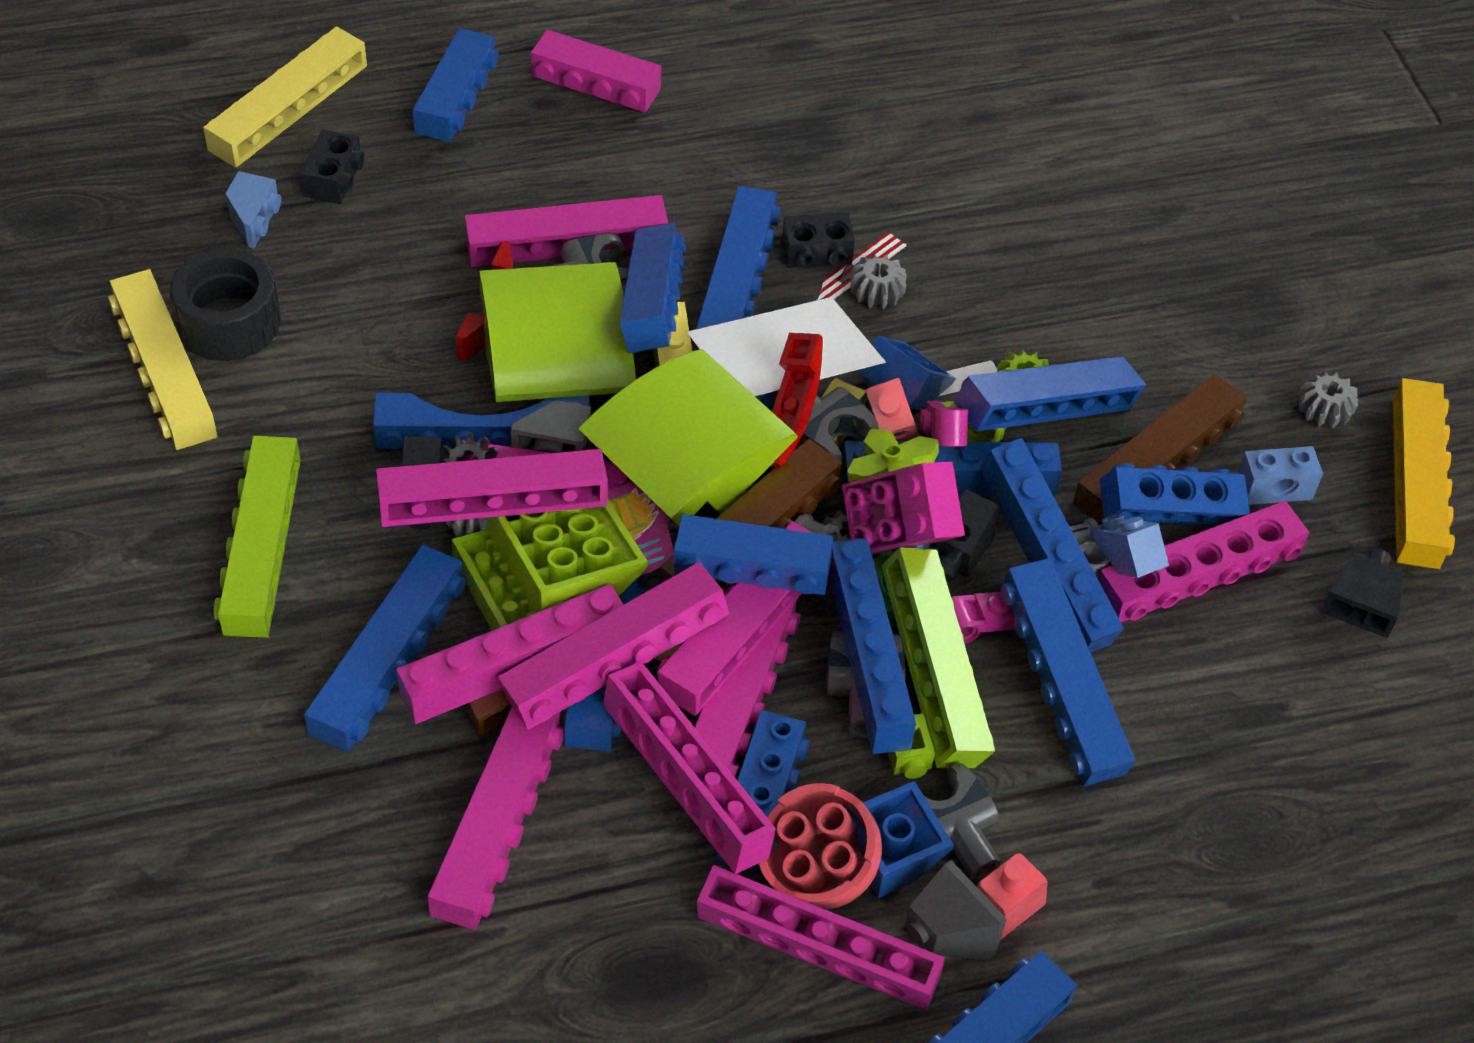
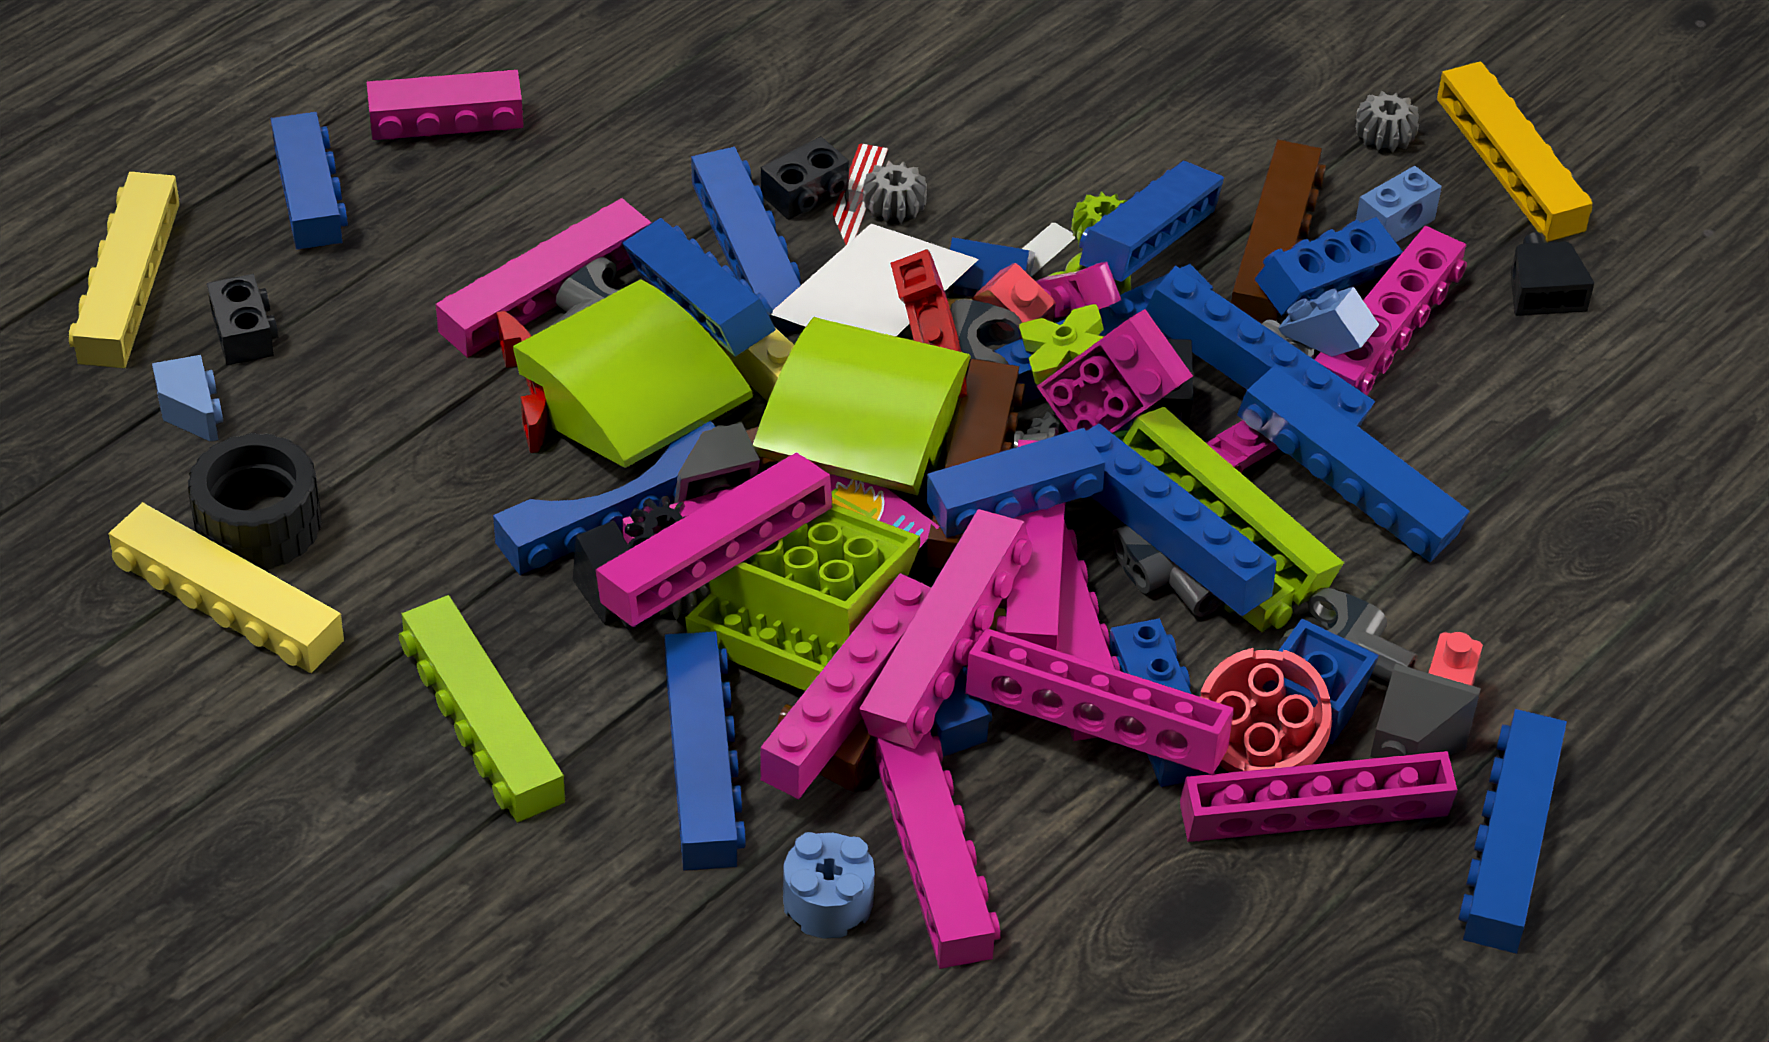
camera: 30 degrees left, 5 degrees down
(389, 803) = (828, 883): none -> medium blue brick

